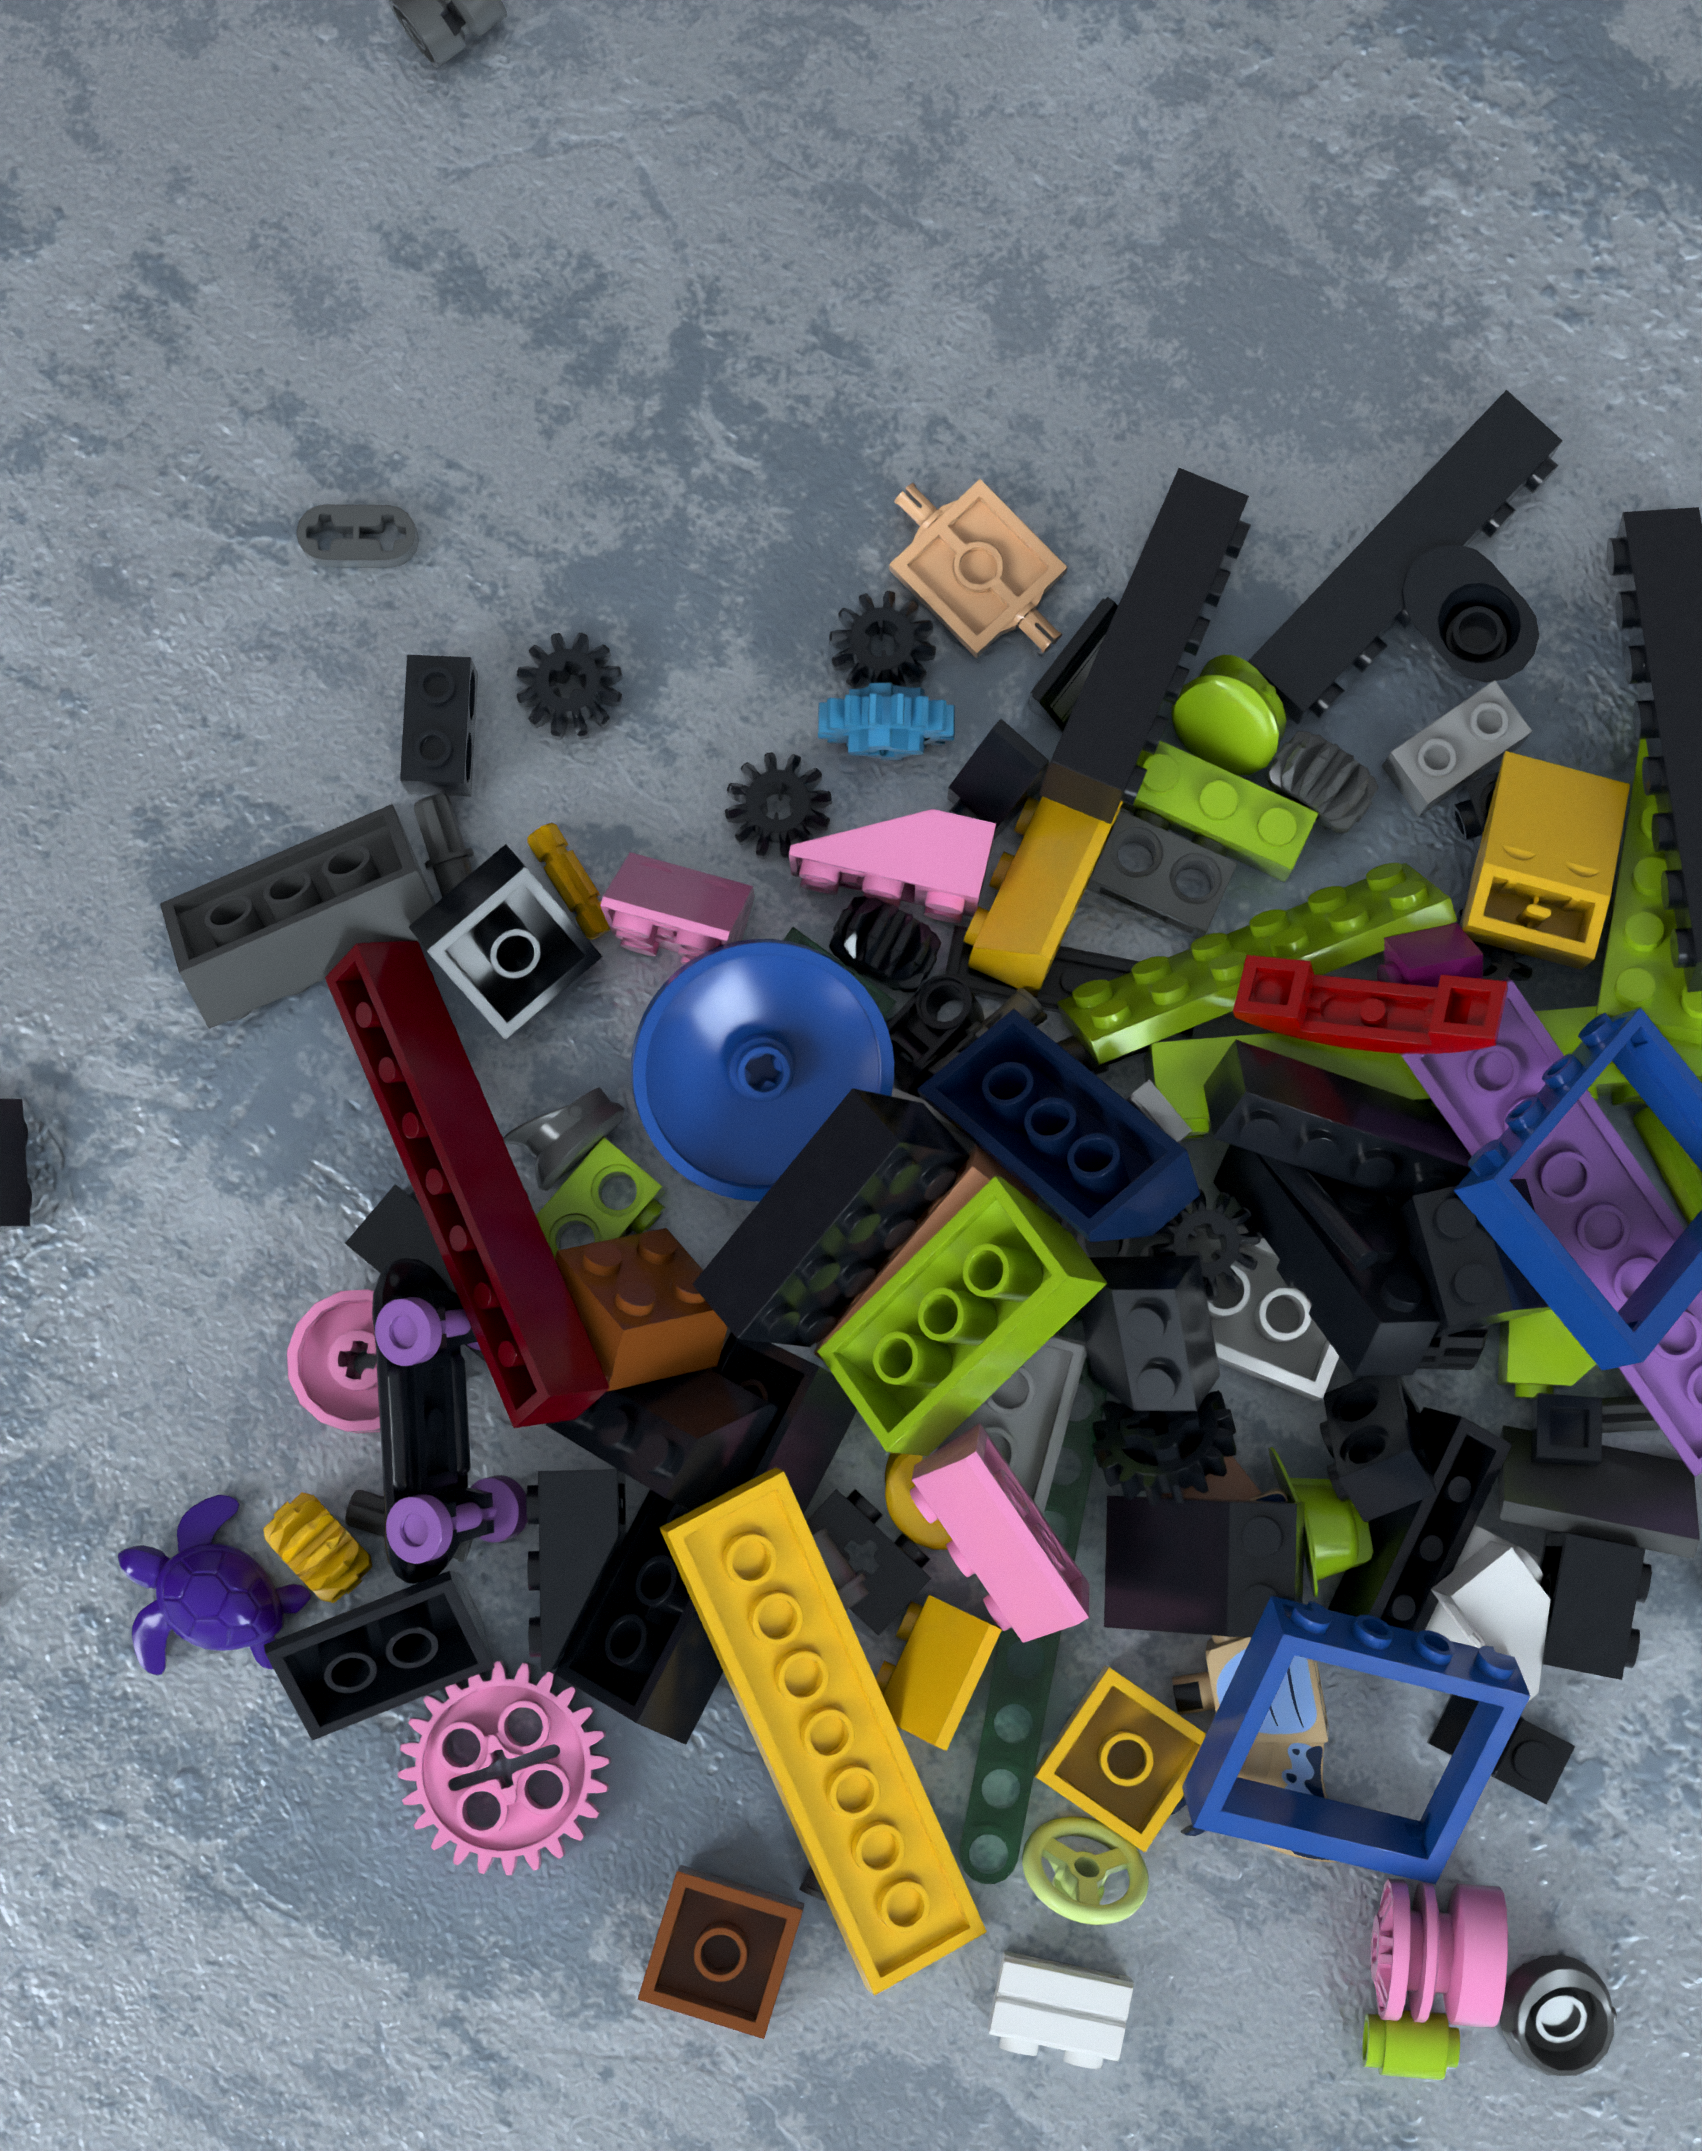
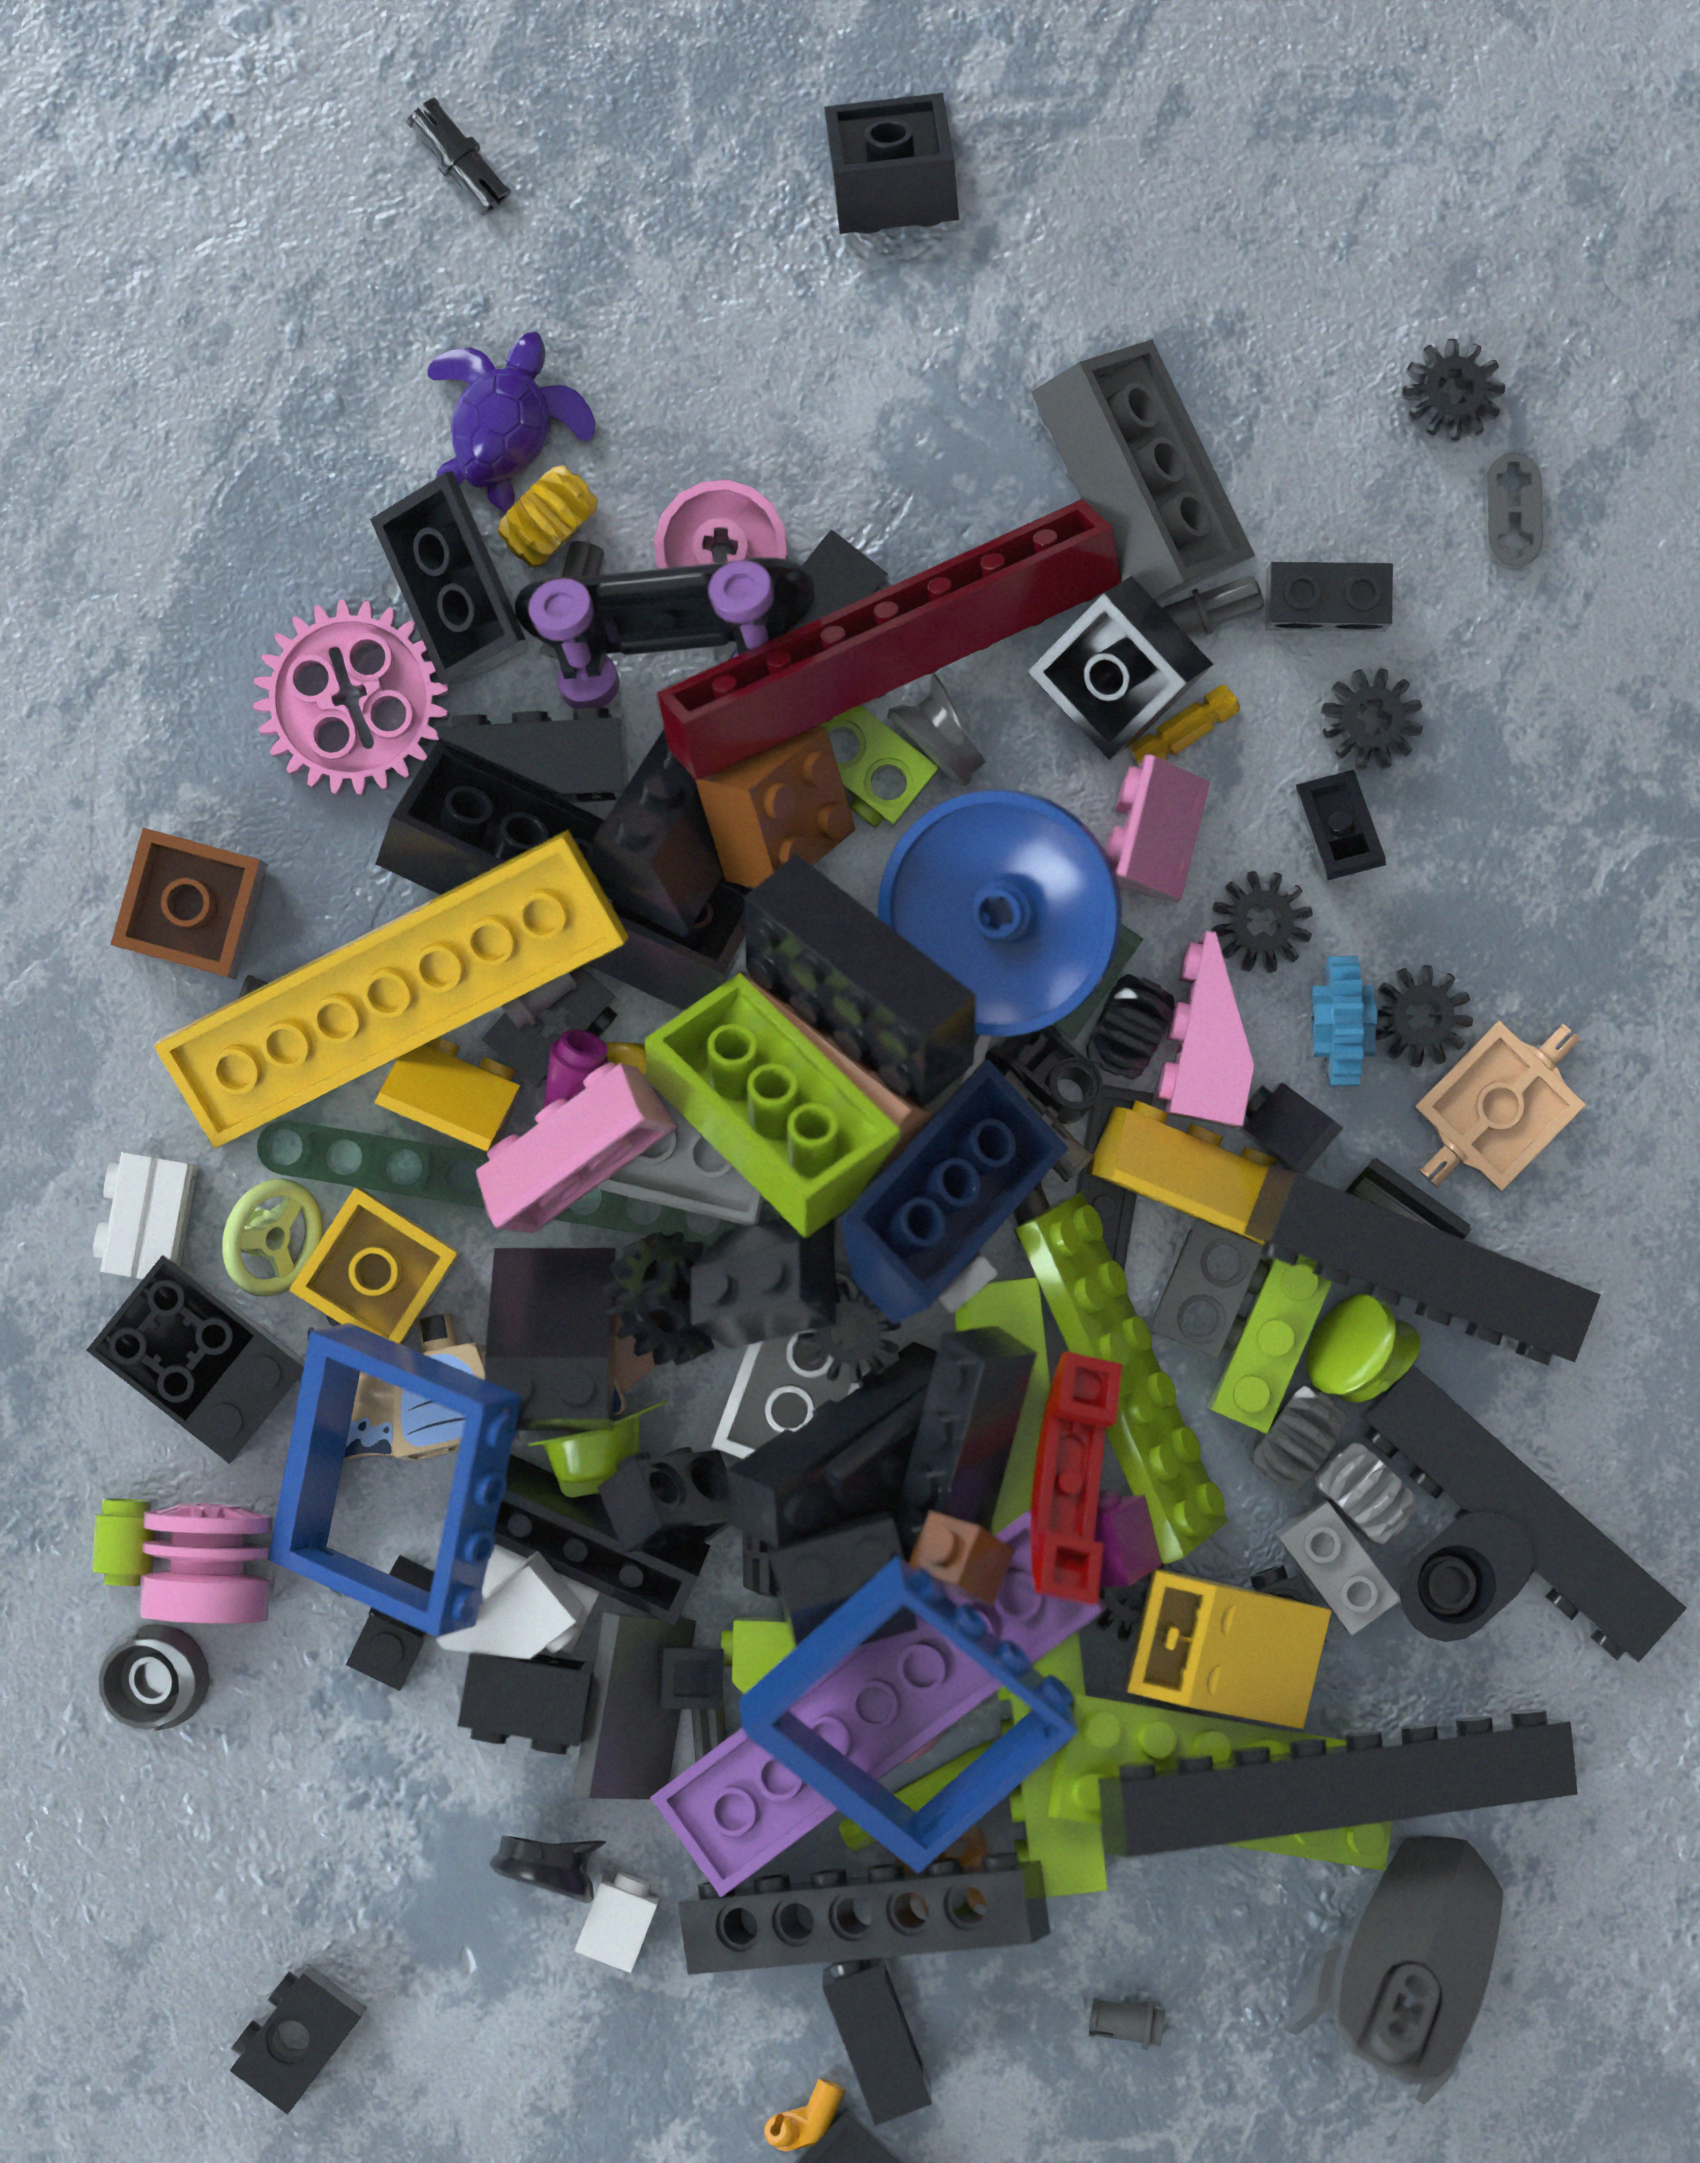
camera: 90 degrees right, 5 degrees up
(244, 605) = (1438, 405): none -> black gear
(681, 721) = (1339, 826): none -> black slope
(909, 1537) = (570, 1062): none -> magenta cone
(1215, 1955) = (197, 1358): none -> black slope
(1381, 714) = (1366, 1492): none -> light grey gear
(1454, 1125) = (963, 1558): none -> dark orange brick

